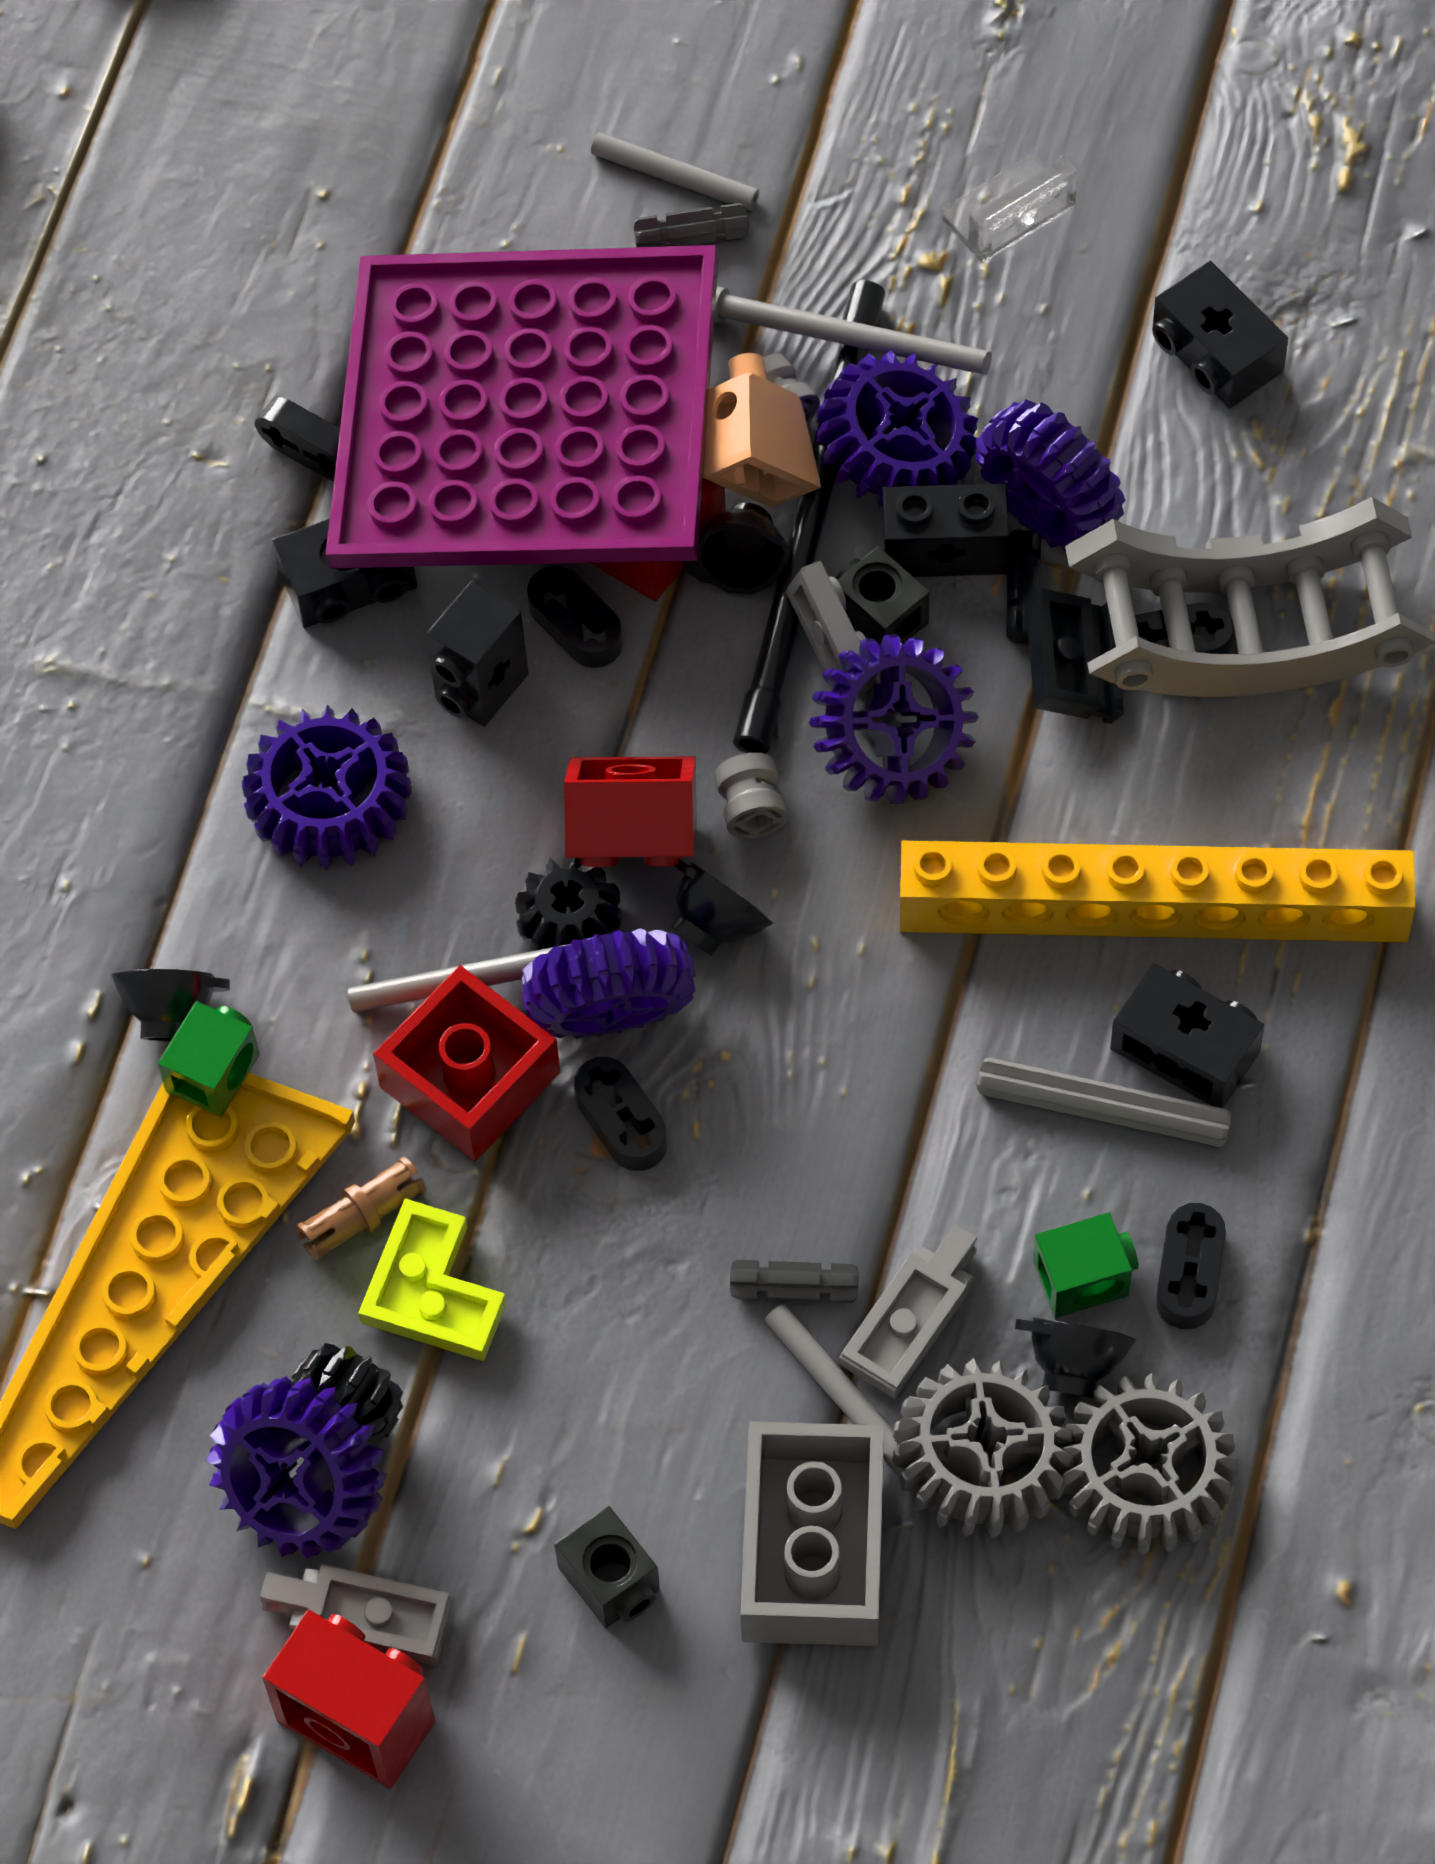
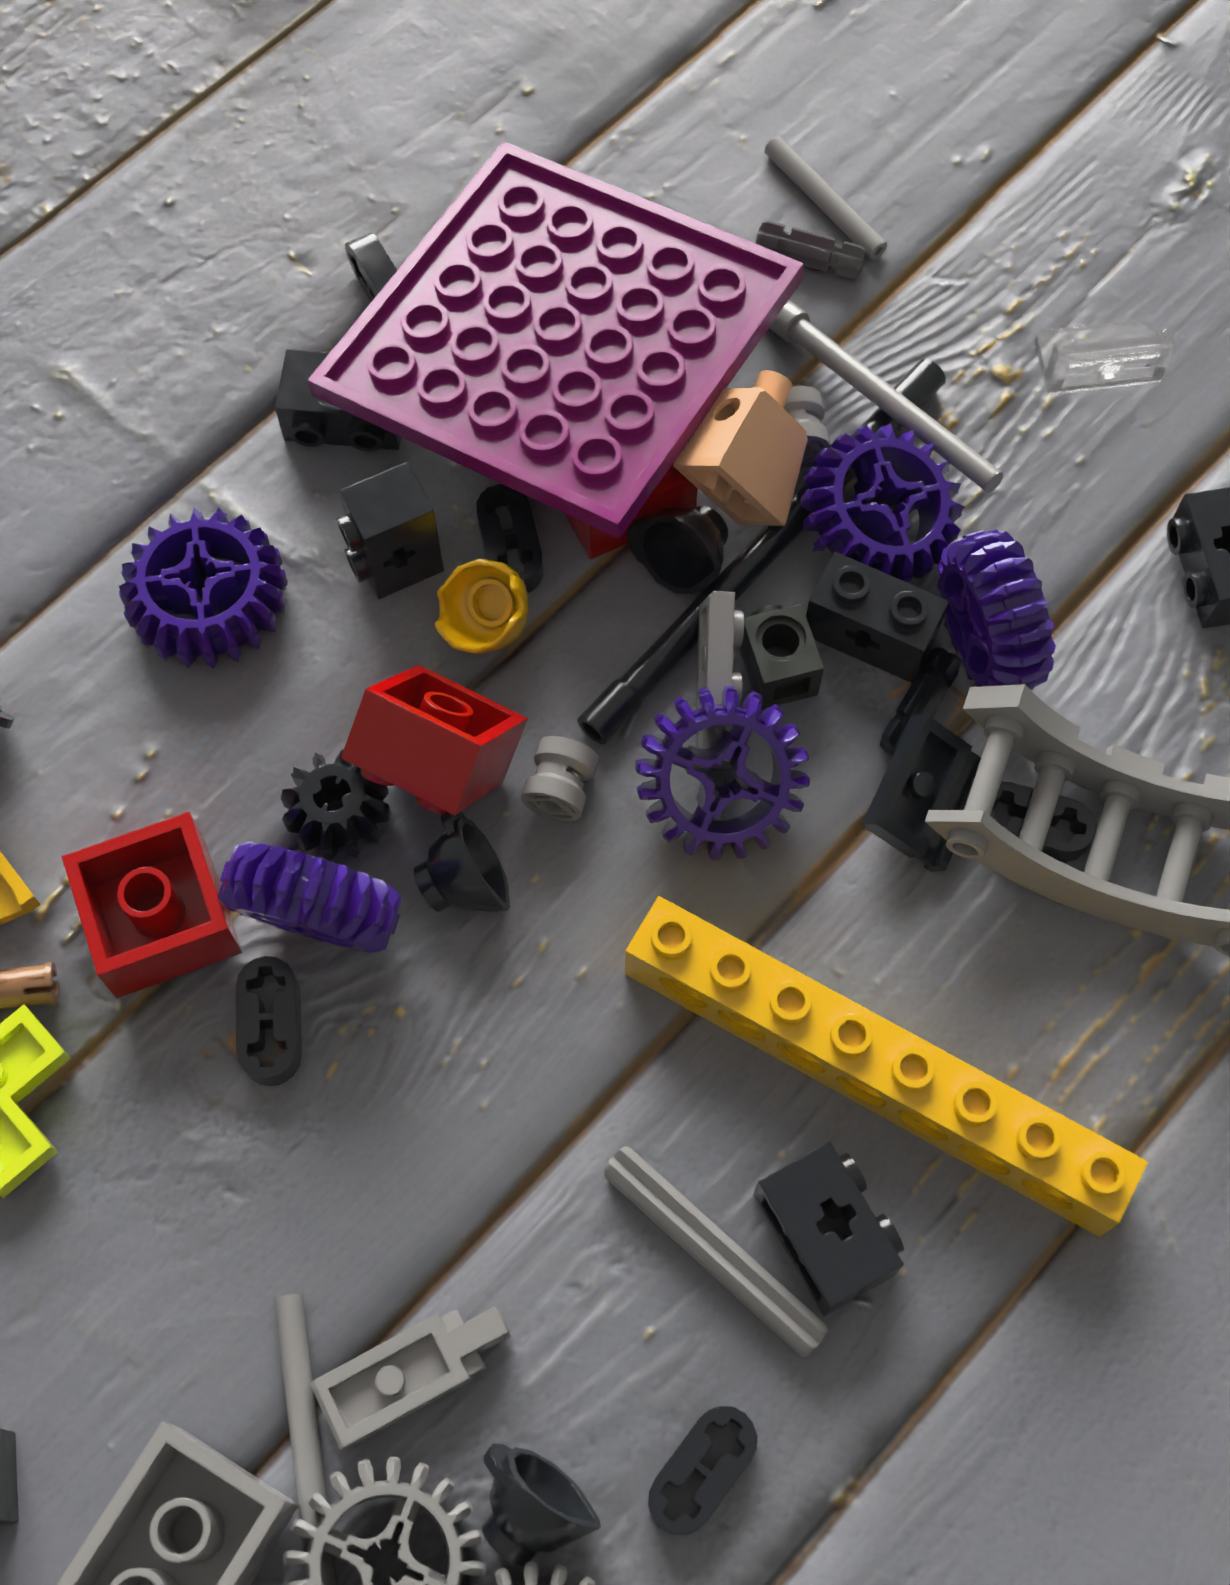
camera: 25 degrees right, 5 degrees up
(423, 985) = (208, 820): light grey bar -> none
(594, 682) = (482, 607): none -> yellow hair
(794, 1281) = (321, 1276): dark grey axle -> none
(1084, 1264) = (597, 1415): green brick -> none

